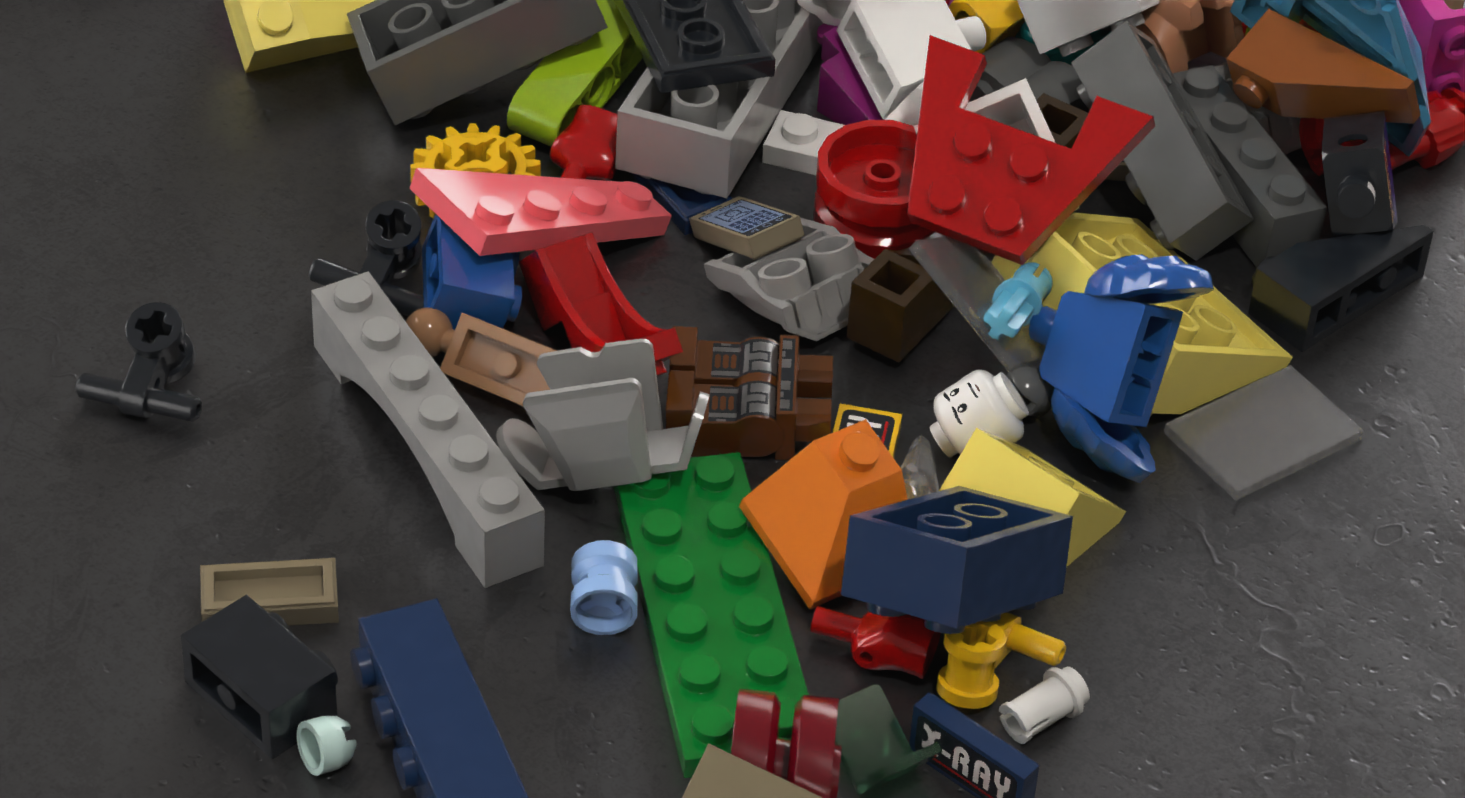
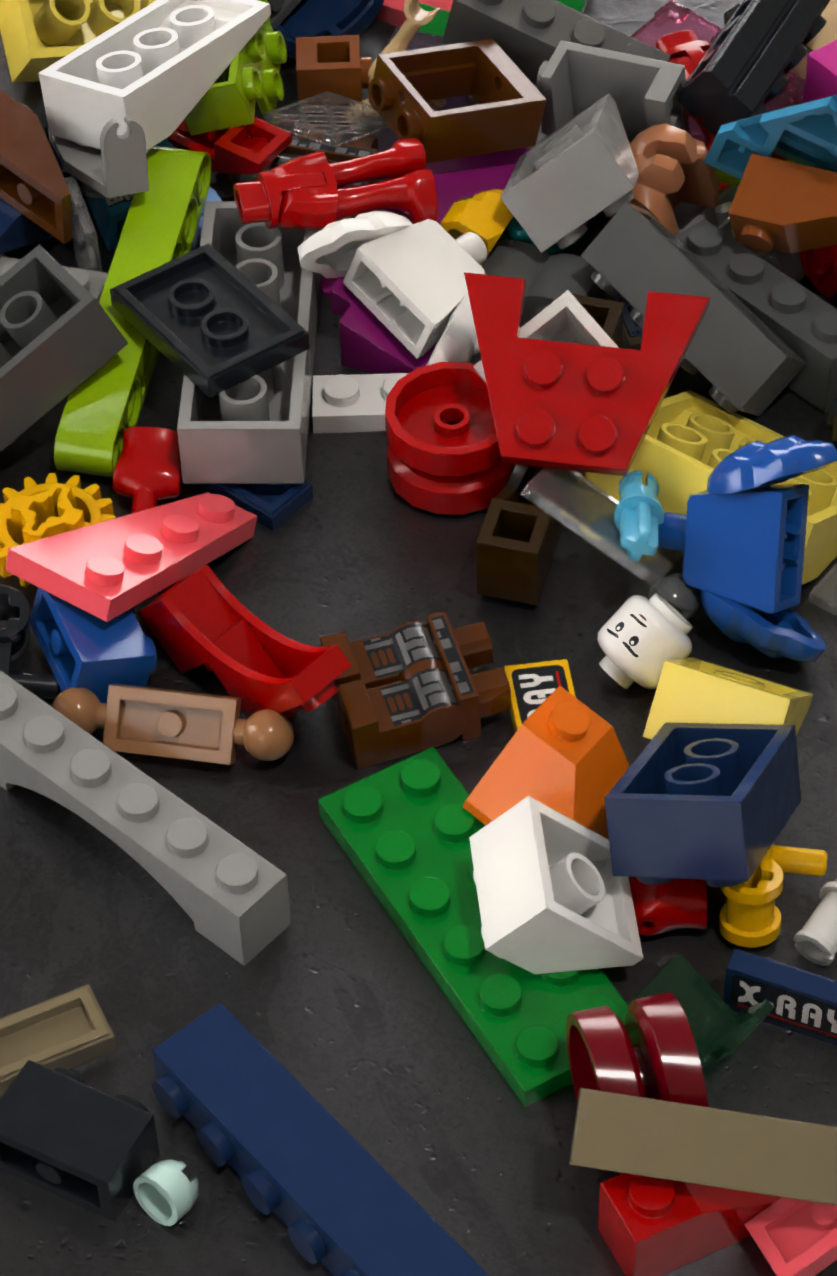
camera: 15 degrees left, 5 degrees up
(597, 421) = (299, 762): light grey piece -> none
(604, 587) = (366, 927): light blue wheel -> none
(747, 227) = (339, 509): dark tan tile -> none
(779, 597) = (551, 893): none -> white slope
(799, 284) = (407, 545): light grey slope -> none
(920, 469) = (607, 705): clear bar -> none

